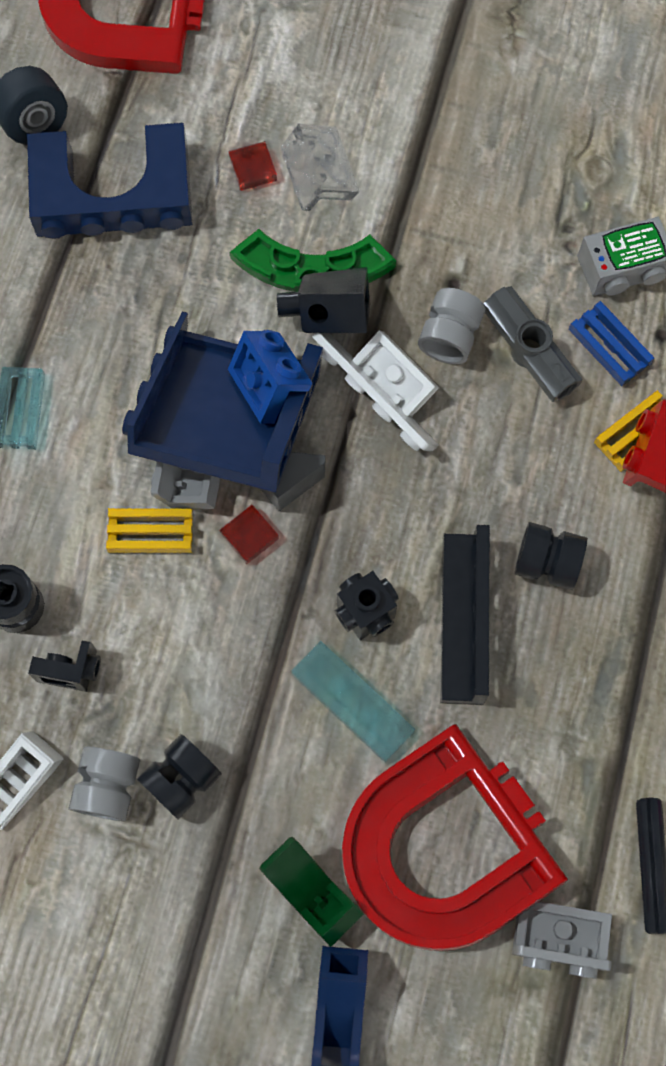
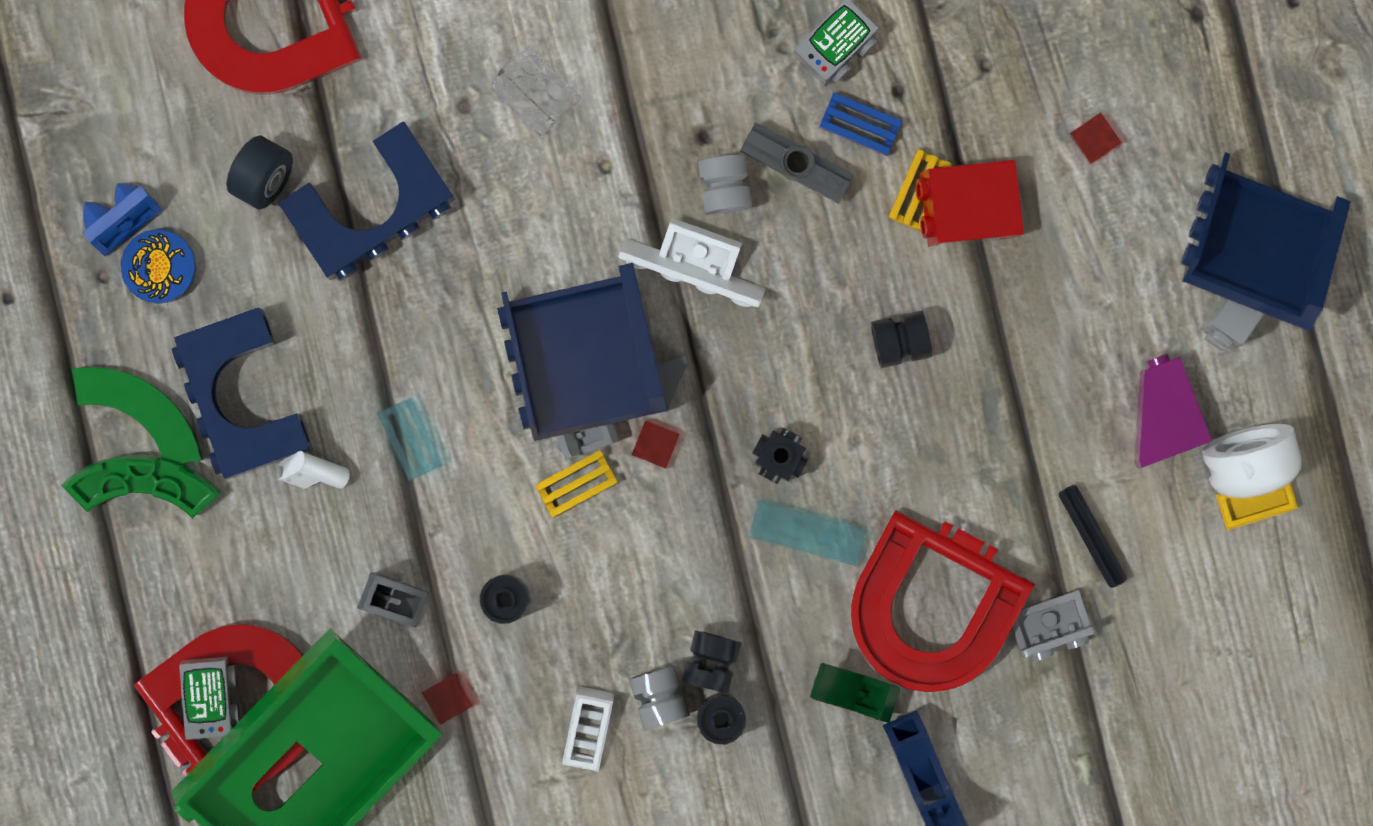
camera: 30 degrees left, 15 degrees up
(60, 671) = (573, 631): black bracket -> none
(154, 842) = (721, 719): none -> black wheel
(252, 166) = (476, 118): clear red tile -> none
(266, 373) = (603, 312): blue bracket -> none
(285, 266) = (580, 191): green tile -> none
(330, 302) = (617, 218): black torso -> none
(465, 617) = (859, 421): black fence -> none

